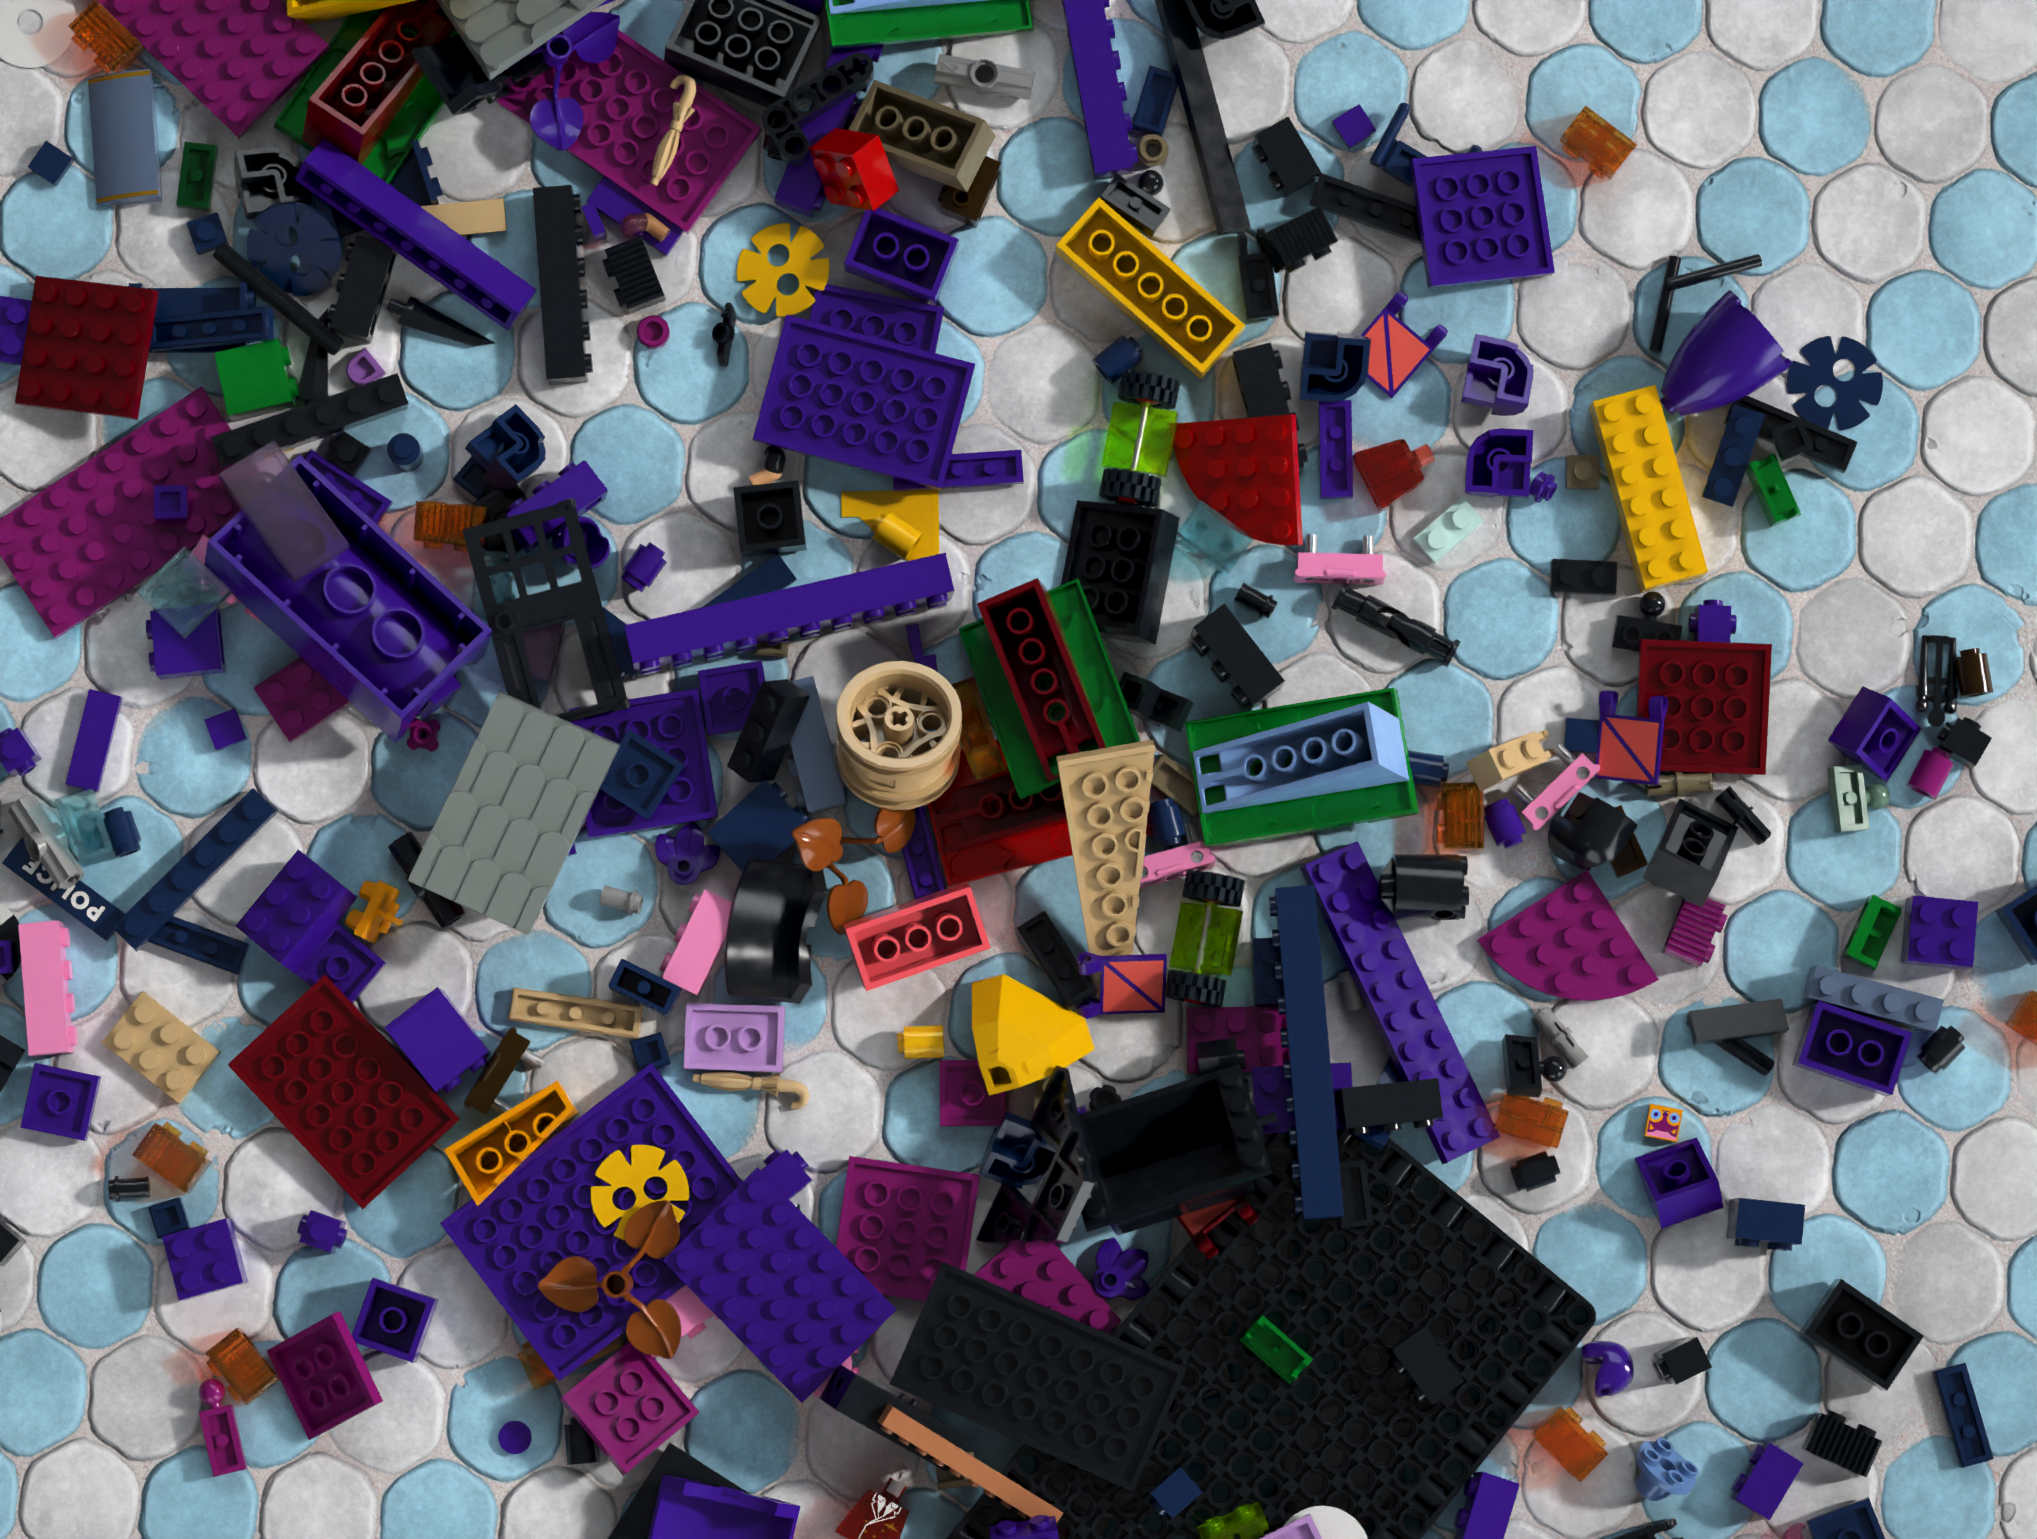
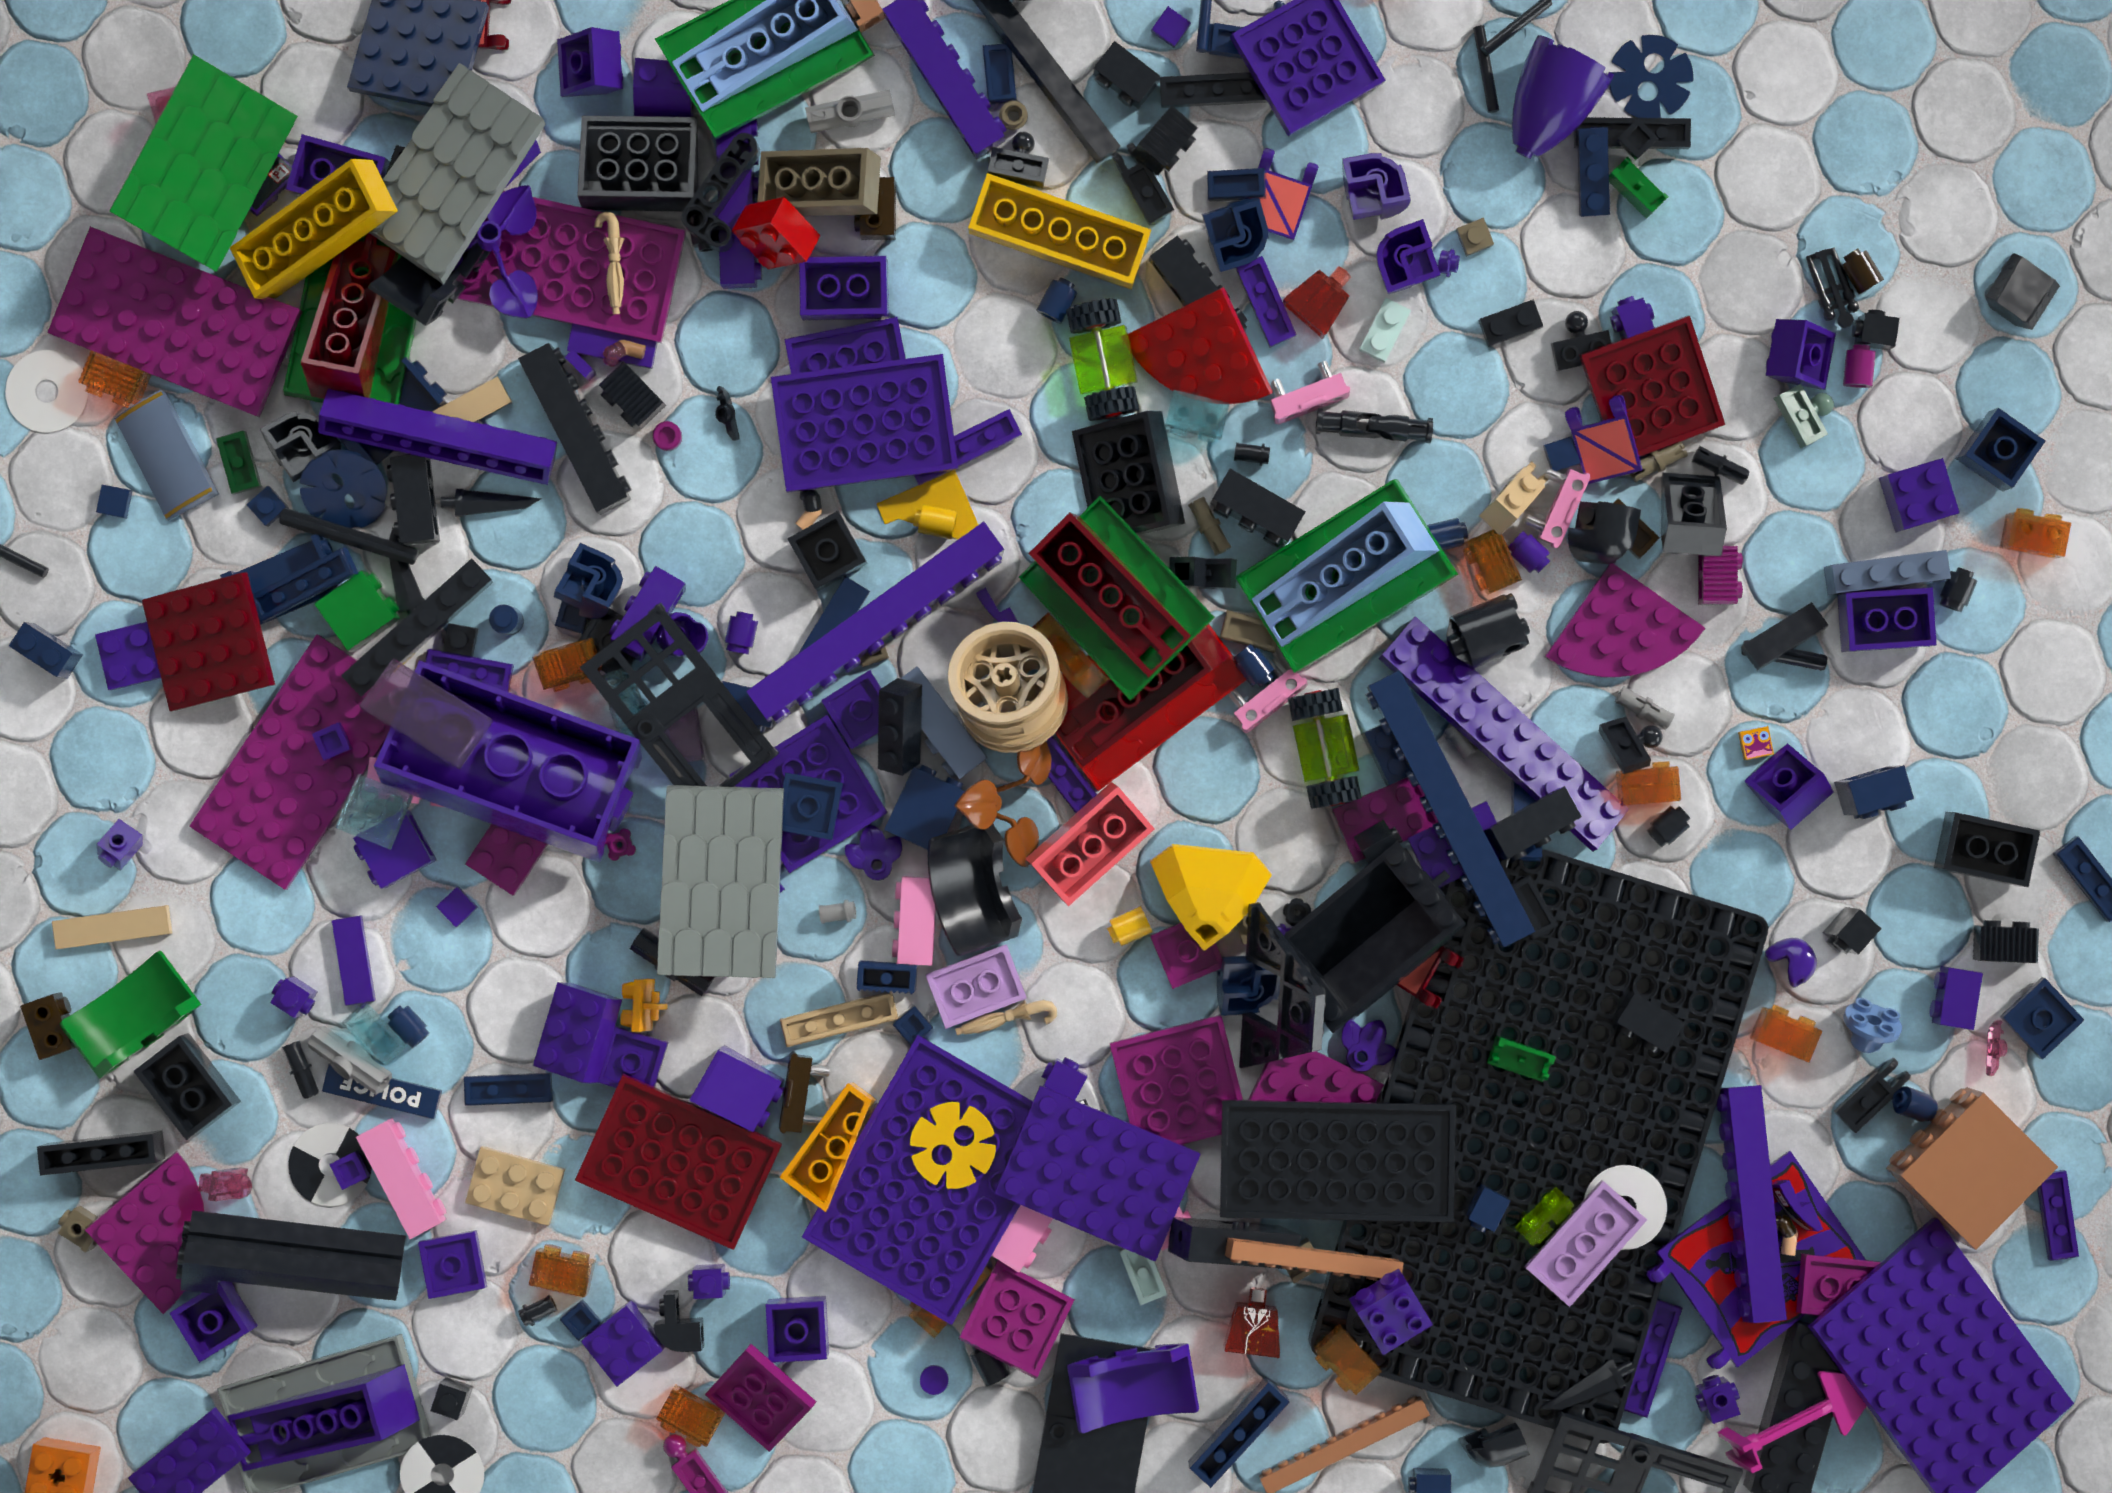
camera: 15 degrees left, 5 degrees up
(194, 869) = (480, 1032): dark blue plate -> none
(265, 1273) = (678, 1333): none -> black brick
(363, 368) = (443, 564): medium lavender tile -> none
(574, 1283) = (932, 1244): dark orange plant -> none
(757, 267) = (775, 334): yellow piece -> none
(782, 1416) = (1143, 1276): none -> light aqua plate
(1056, 960) = (1211, 815): black tile -> none
(1107, 821) = (1211, 692): tan wing -> none
(1126, 984) = (1275, 812): flag -> none
(1180, 658) = (1209, 526): none -> dark tan pin
(1355, 316) = (1236, 184): none -> dark blue tile
(1648, 489) = (1535, 228): yellow brick -> none
(1871, 932) = (1862, 517): green hinge -> none

